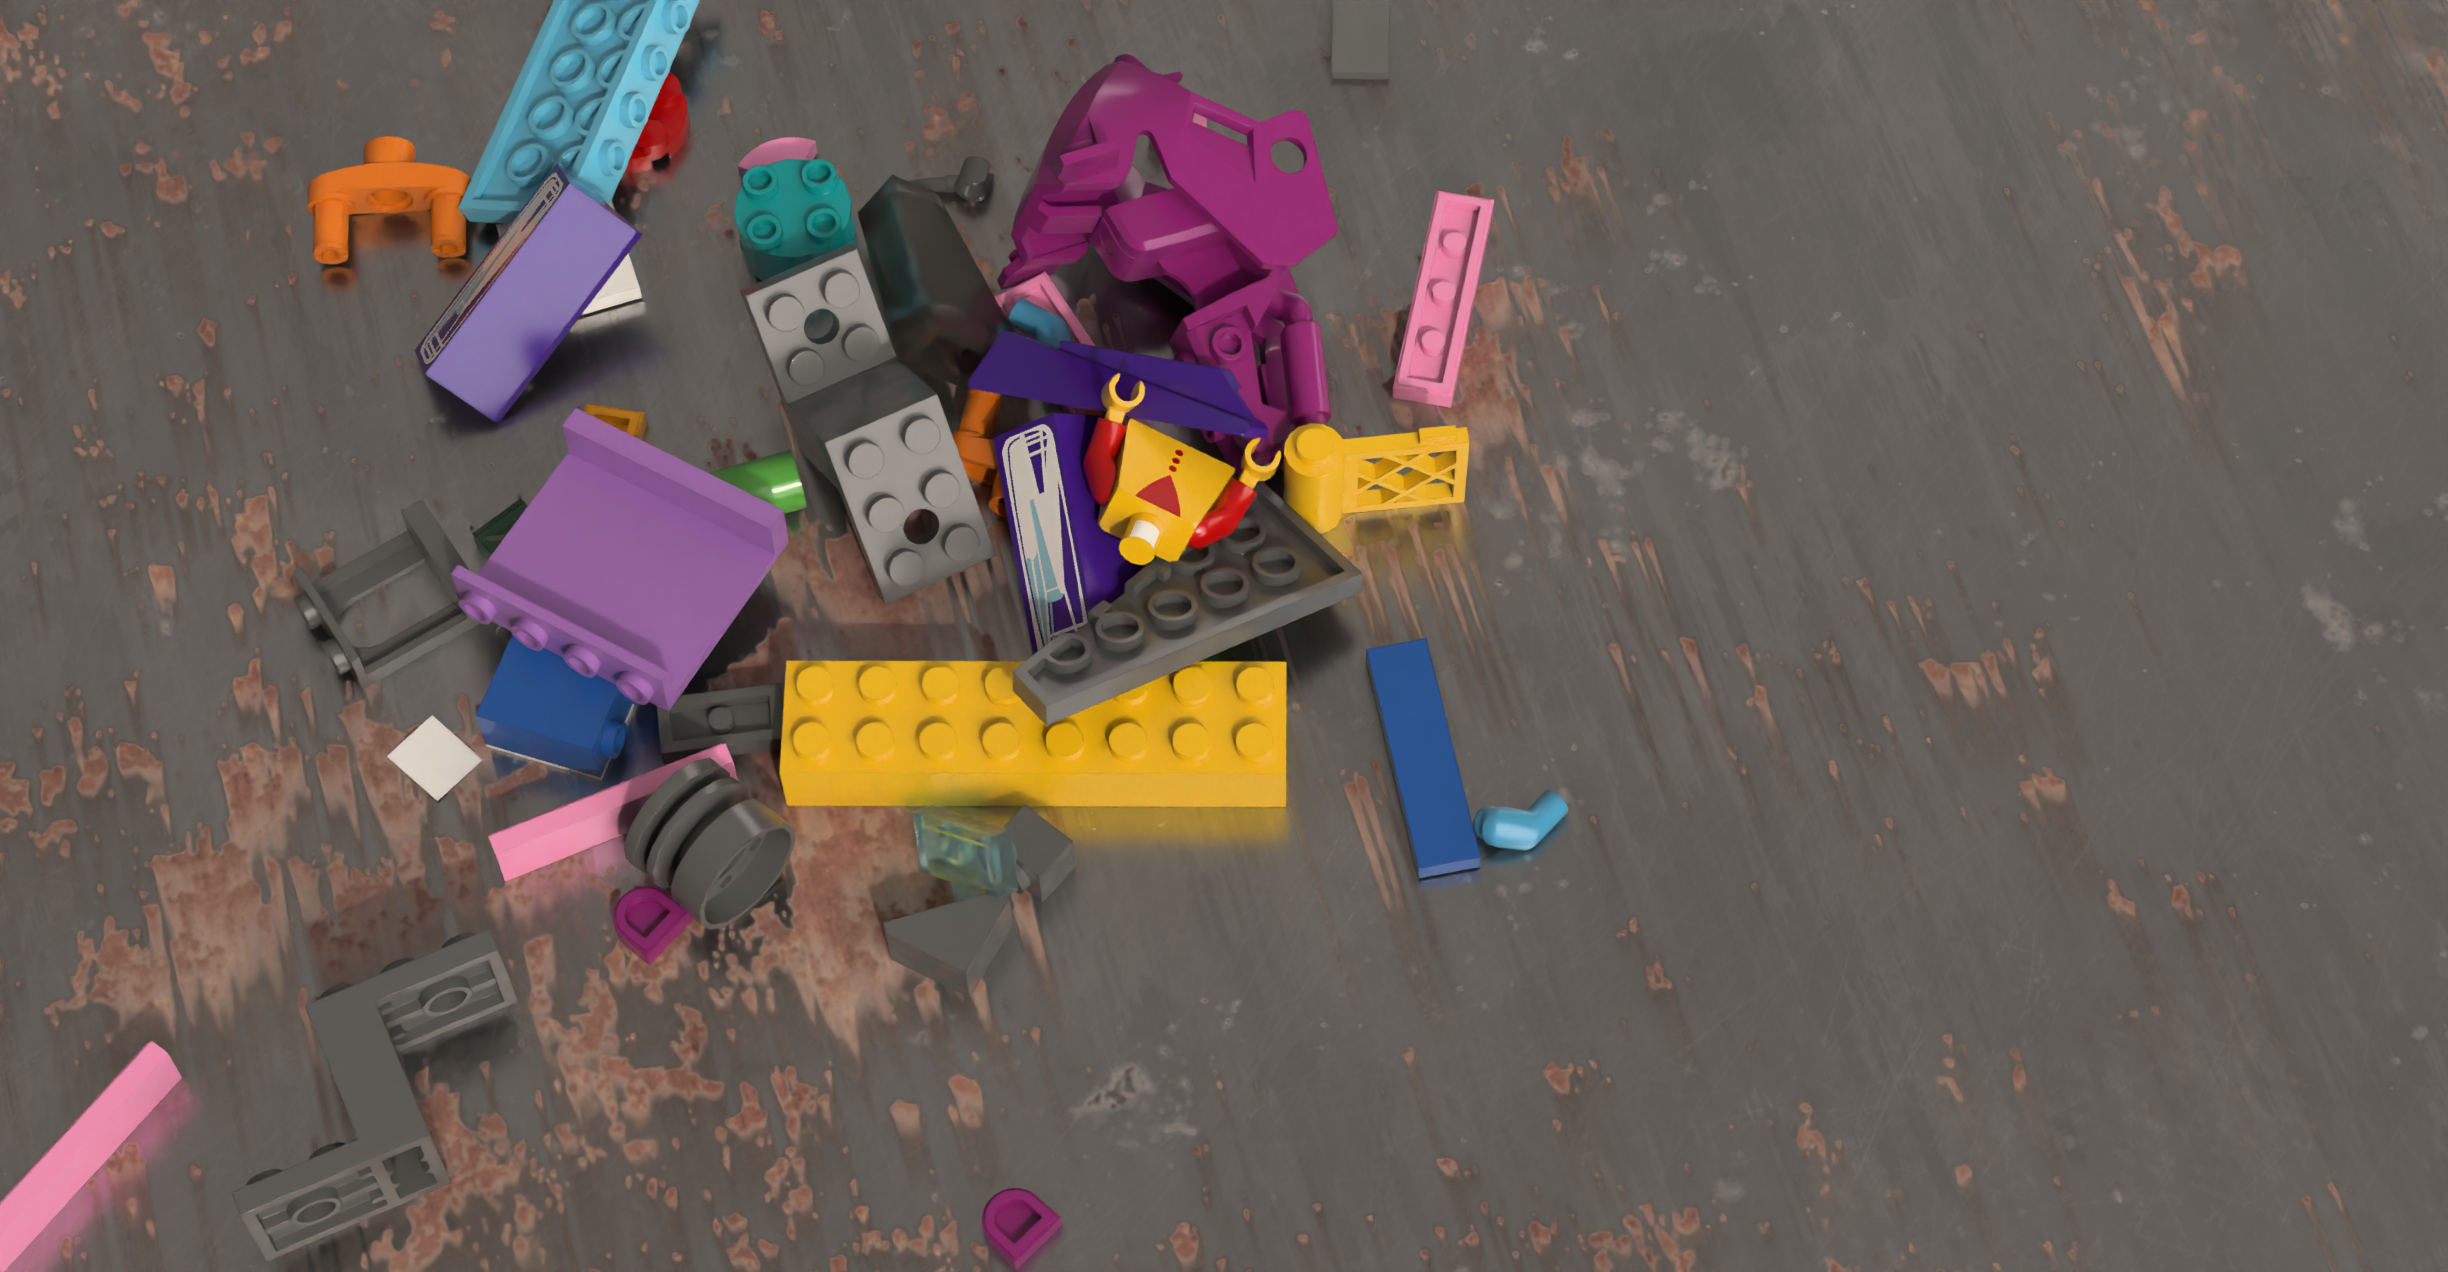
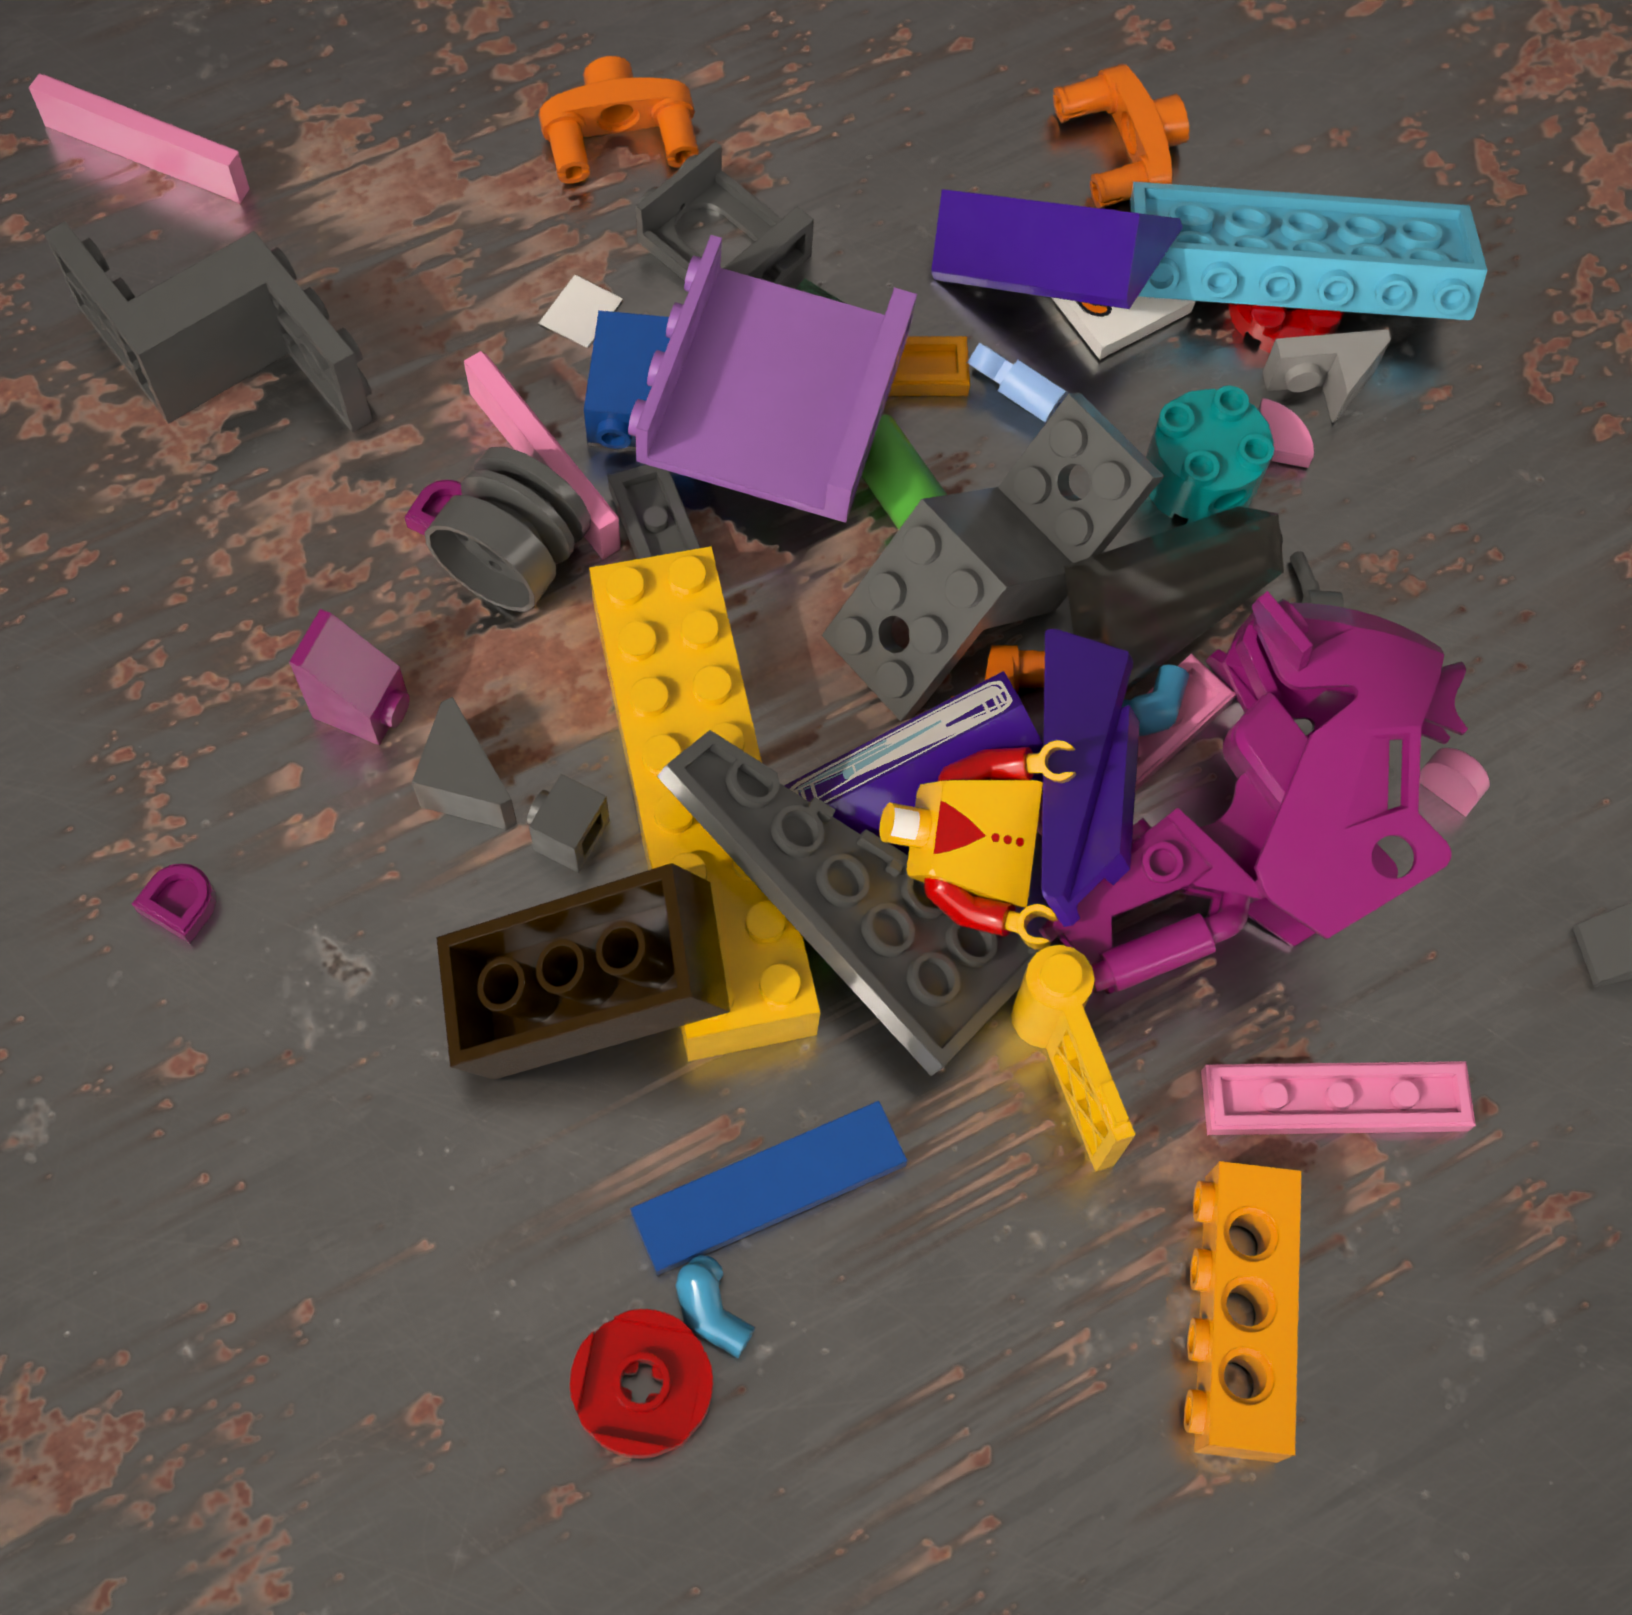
camera: 70 degrees right, 5 degrees up
(187, 669) = (613, 104): none -> orange connector
(657, 367) = (1019, 382): none -> light blue bar
(726, 92) = (1331, 361): none -> light grey slope
(837, 1019) = (348, 680): none -> magenta slope
(966, 851) = (536, 767): clear light blue plate -> none
(1208, 842) = (582, 973): none -> dark brown brick
(1571, 922) = (607, 1407): none -> red plate
(1597, 384) = (1270, 1207): none -> light orange brick

